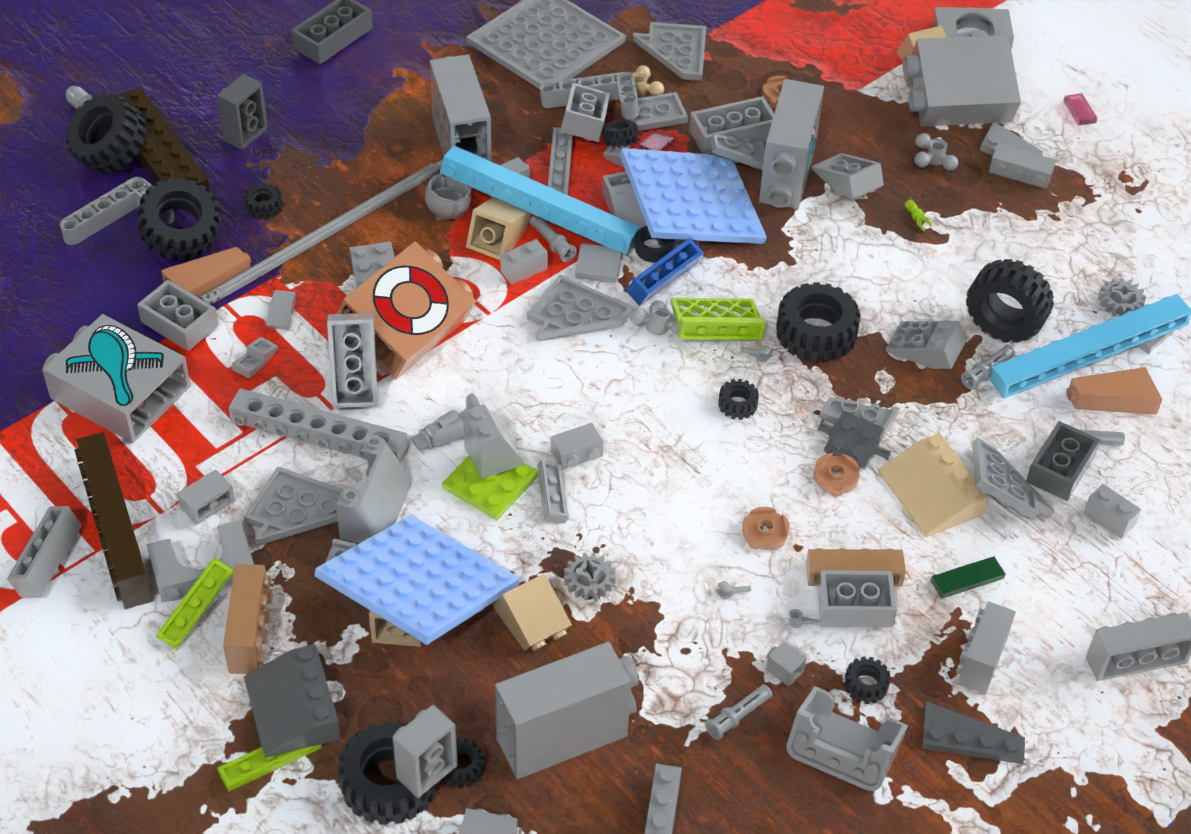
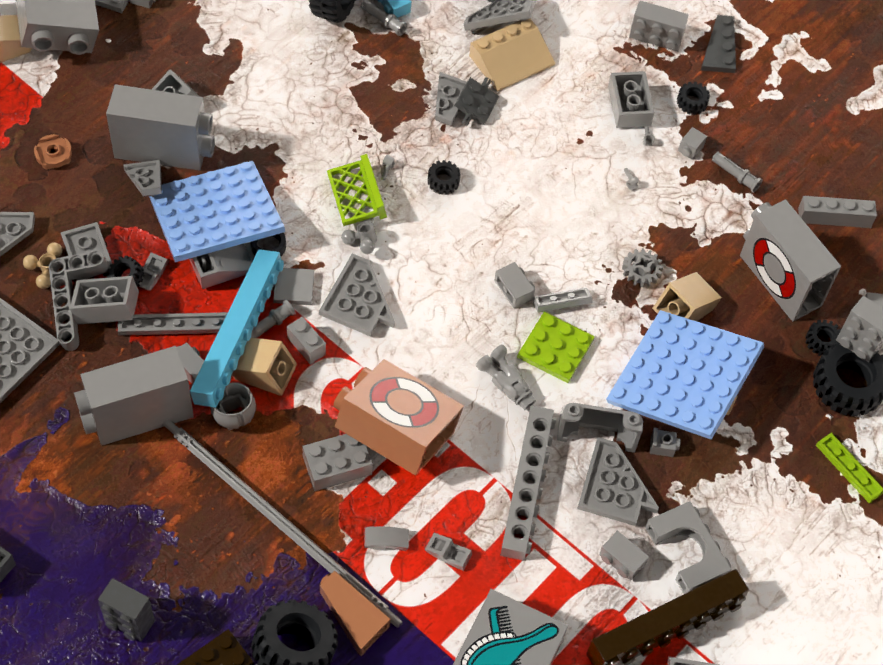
camera: 100 degrees left, 10 degrees up
(178, 315) = (420, 617): light grey brick -> none
(195, 604) = (735, 540): lime tile -> none
(247, 619) = (745, 495): medium nougat brick -> none
(263, 209) = (240, 592): black tyre -> none
(292, 702) = (806, 454): dark grey slope -> none
(352, 360) = (472, 446): light grey brick -> none
(488, 442) = (542, 337): light grey slope -> none
(657, 142) = (135, 246): clear pink tile -> none
(664, 272) = (312, 229): blue brick -> none
(739, 119) = (112, 183): light grey brick -> none
(763, 539) = (569, 166): nougat plate -> none
(813, 341) = (358, 138): black tyre -> none
(832, 483) = (505, 121): nougat plate -> none
(842, 745) = (748, 107): light grey windscreen -> none
(855, 560) = (598, 102): medium nougat brick -> none
(917, 214) = (211, 56): lime piece -> none
(928, 342) = (364, 53): light grey slope -> none
(936, 153) = (134, 40): light grey piece -> none
(967, 577) = (589, 40): dark green tile -> none

